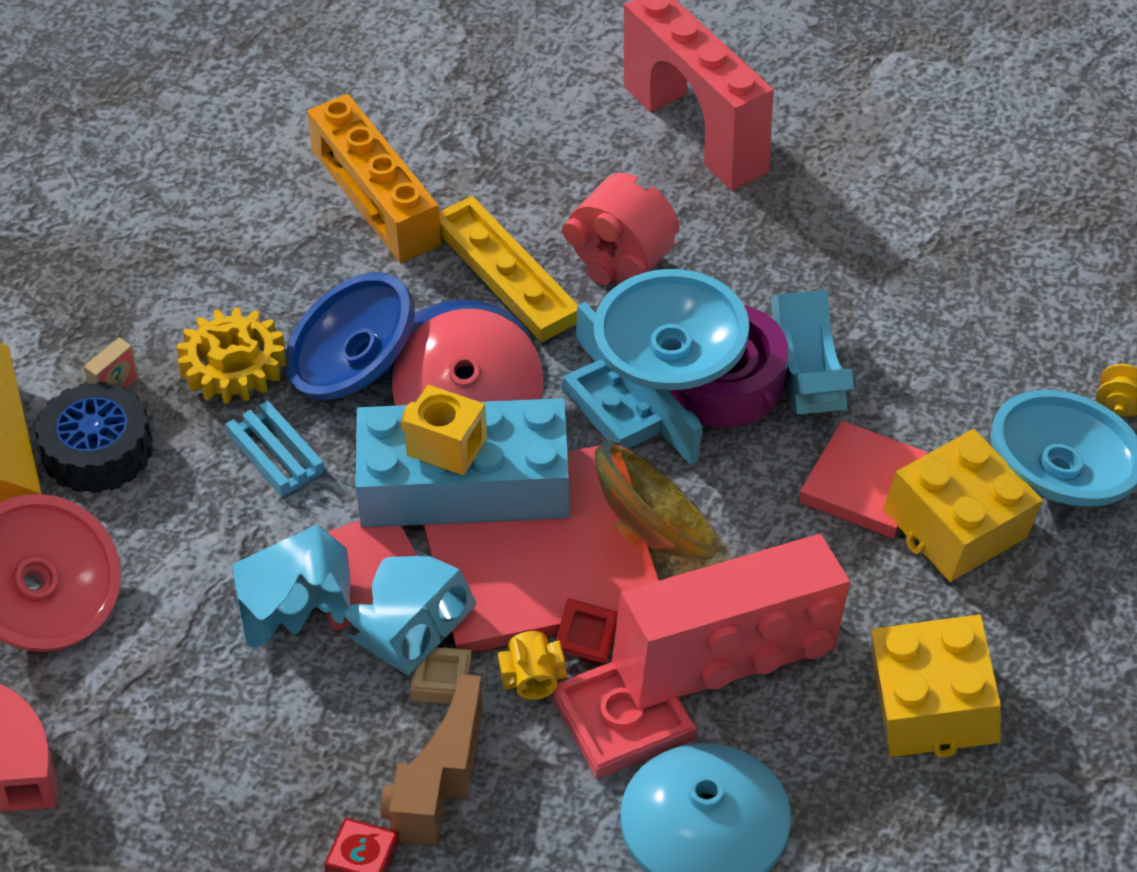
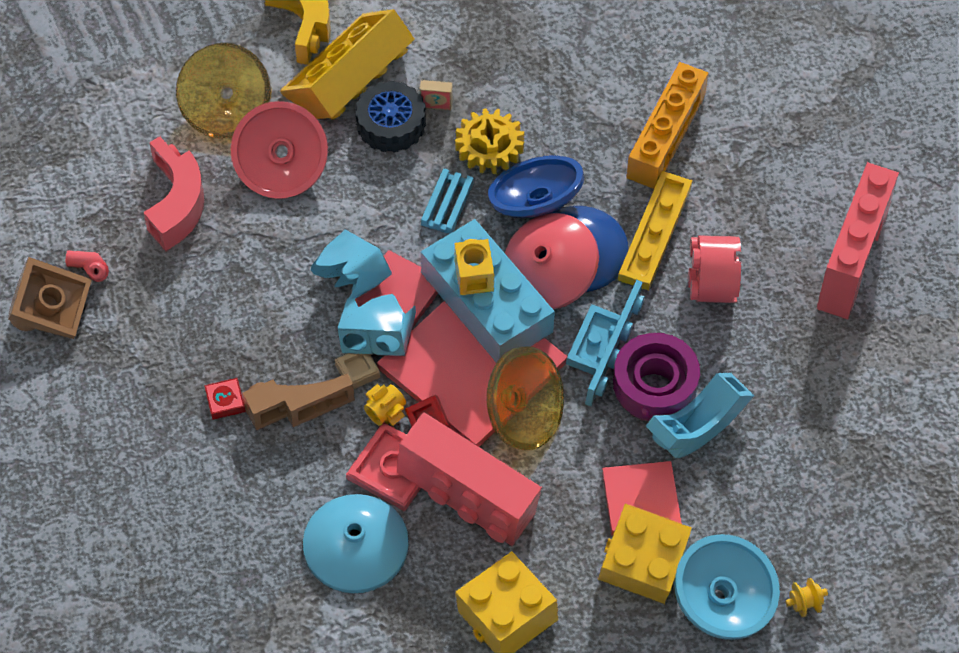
camera: 55 degrees right, 10 degrees up
(671, 329) = (633, 317): medium azure dish -> none

